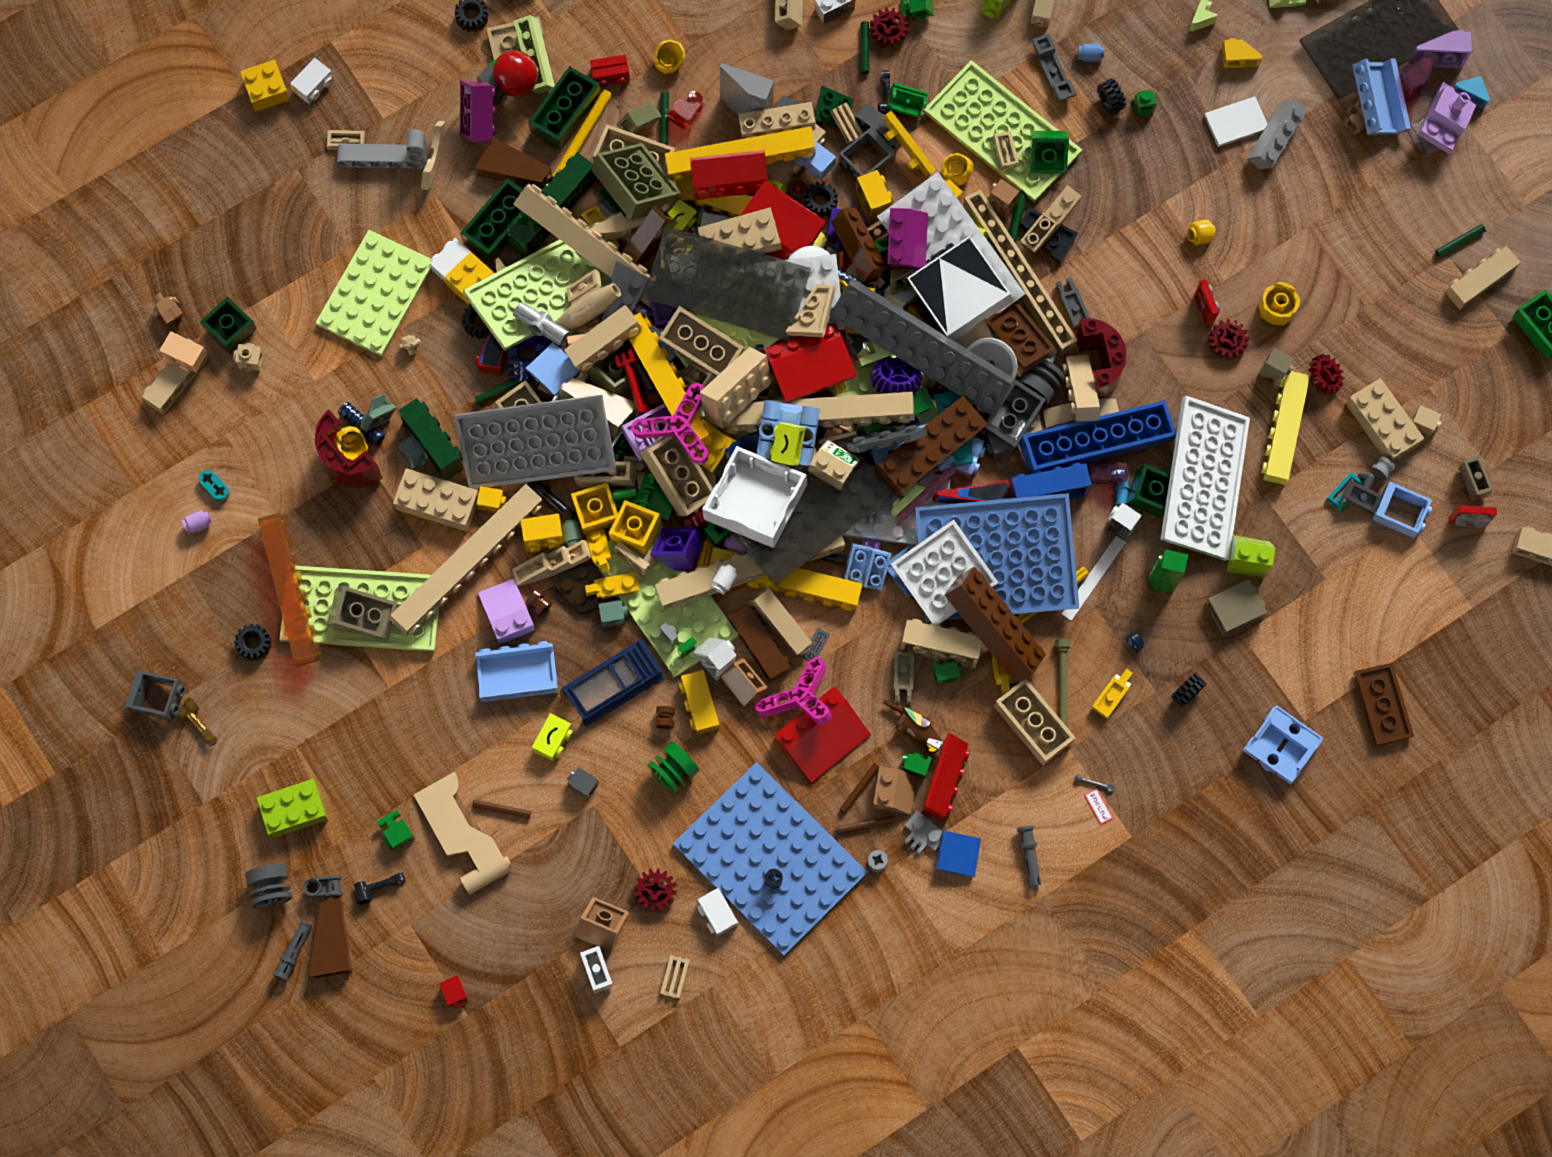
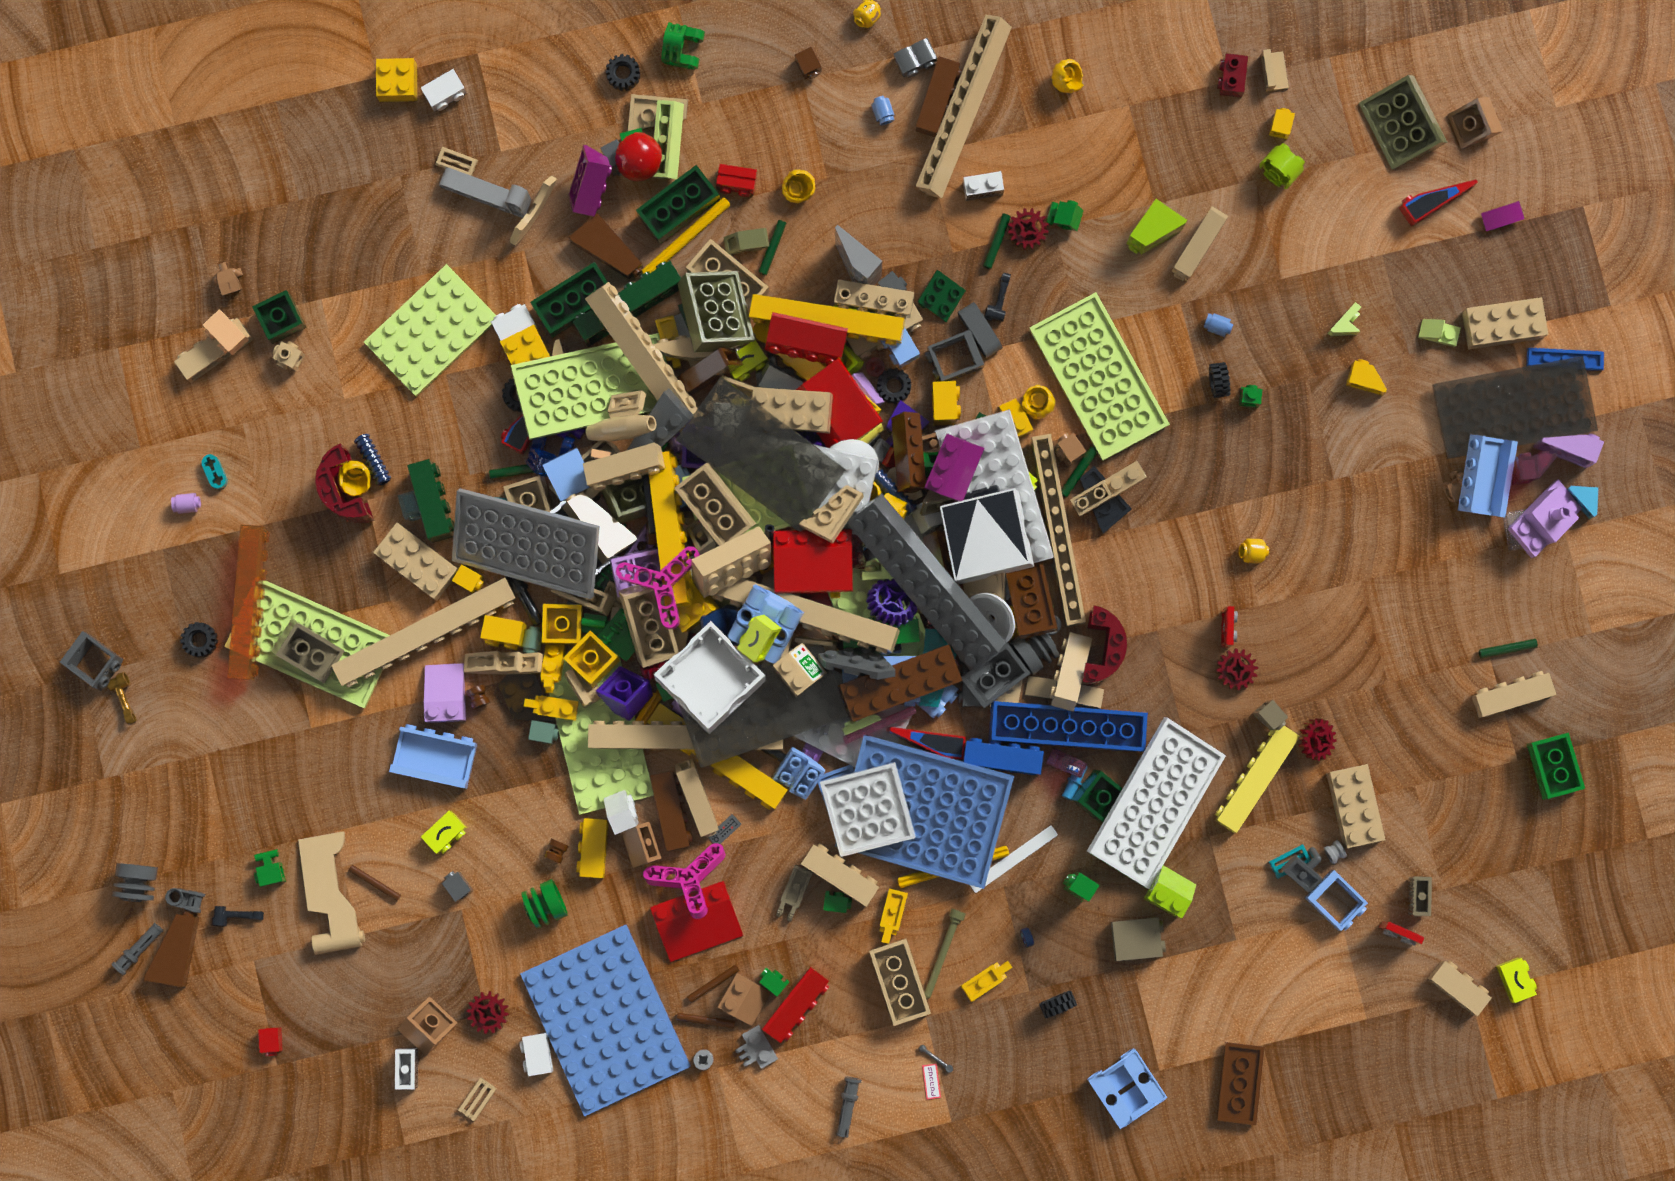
camera: 25 degrees right, 10 degrees up
(292, 808) = (181, 814): lime brick -> none
(378, 414) = (392, 455): sand green slope -> none
(409, 343) = (445, 394): tan plant -> none
(540, 323) = (572, 426): light grey piece -> none
(613, 682) = (519, 799): dark blue piece -> none
(626, 363) = (638, 492): red hinge -> none
(669, 633) = (588, 773): light grey plate -> none
(683, 110) = (792, 249): clear red brick -> none
(687, 647) = (599, 793): green tile -> none
(724, 579) = (654, 744): white brick -> none
(778, 874) = (603, 1040): black bush -> none
(848, 121) = (952, 331): tan tile -> none
(907, 100) = (1015, 314): green hinge -> none
(917, 727) = (788, 947): reddish brown animal -> none
(918, 157) = (992, 345): yellow hinge -> none
(958, 853) = (781, 1080): blue tile -> none
(995, 624) = (895, 879): reddish brown brick -> none
(1008, 164) = (1091, 415): tan tile -> none
(1048, 151) = (1134, 416): green slope -> none
(1052, 68) = (1174, 328): dark grey slope -> none
(1072, 302) = (1099, 580): dark grey hinge -> none
(1123, 521) = (1060, 817): white brick -> none
(1236, 121) = (1335, 446): white tile -> none
(1277, 134) = (1369, 476): light grey brick -> none
(1279, 313) = (1311, 652): yellow brick -> none
(1426, 420) = (1396, 820): tan brick -> none

